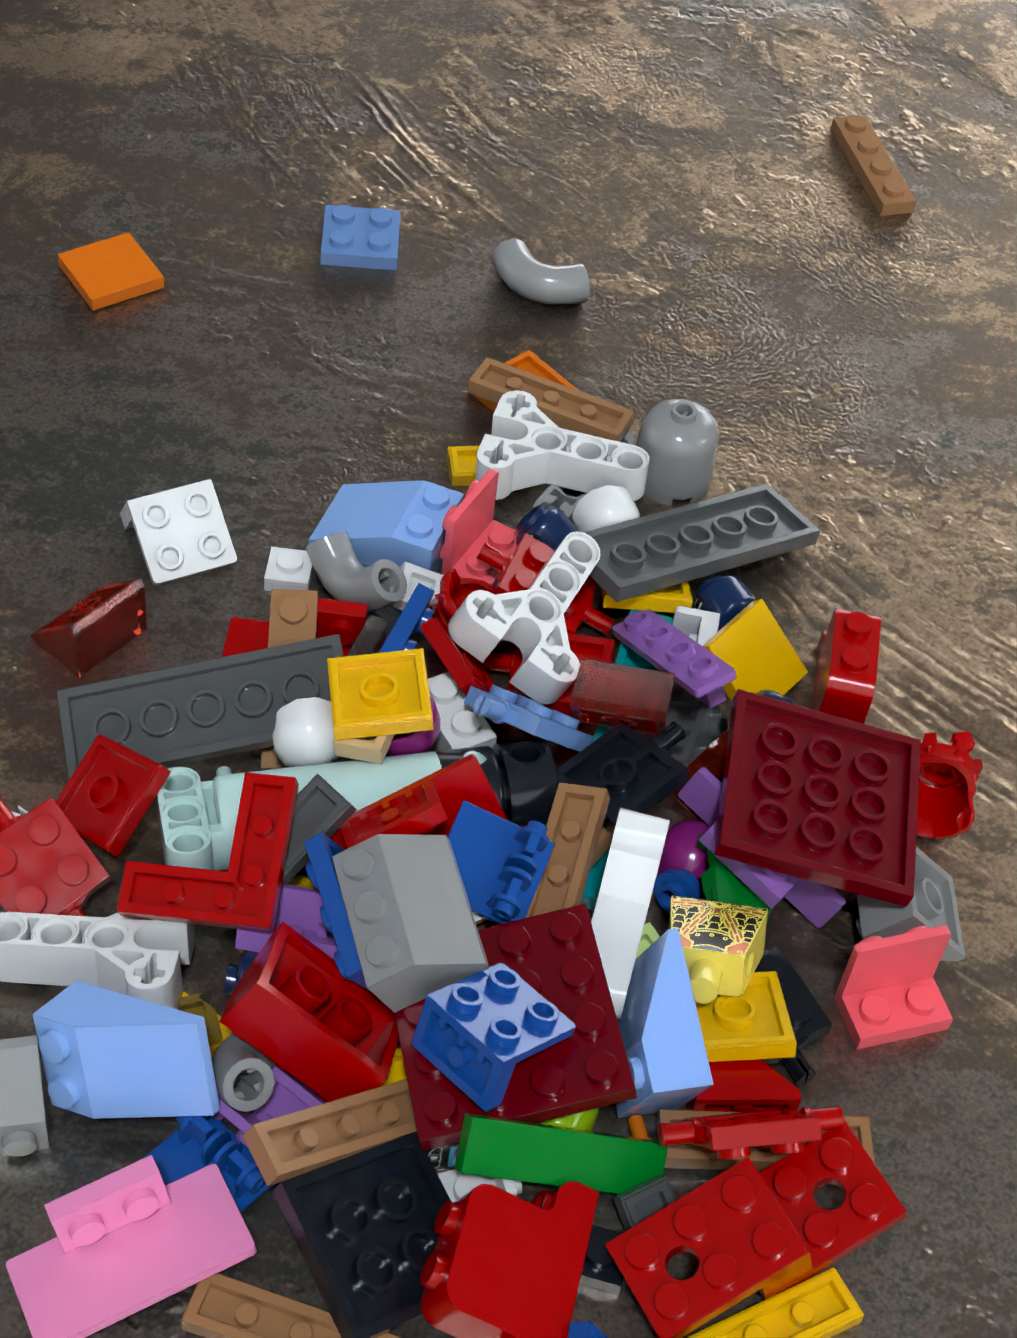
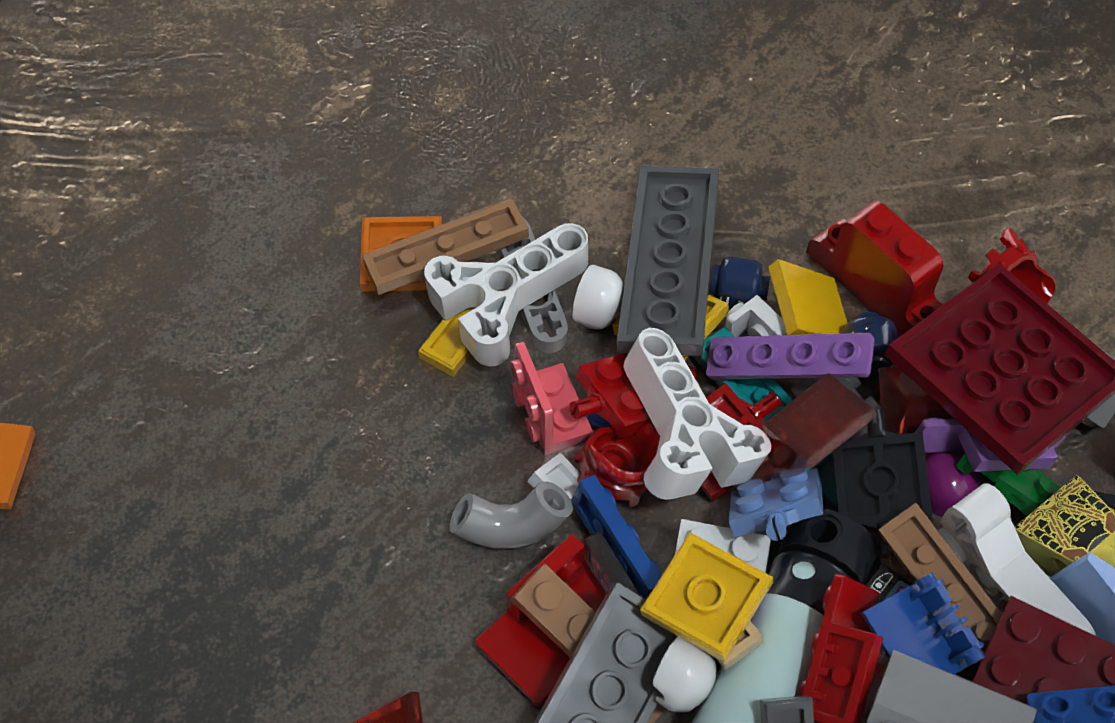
camera: 45 degrees left, 10 degrees up
(180, 531) = (346, 616): white bracket -> none
(288, 569) = (453, 561): white plate -> none
(360, 237) = (120, 243): medium blue plate -> none
(391, 521) = (473, 449): light blue slope -> none
(461, 665) = (685, 509): red tile -> none
(537, 280) = (295, 156): light grey cylinder -> none
(546, 525) = (577, 346): dark blue head -> none
(681, 449) = (569, 190): light grey cylinder -> none

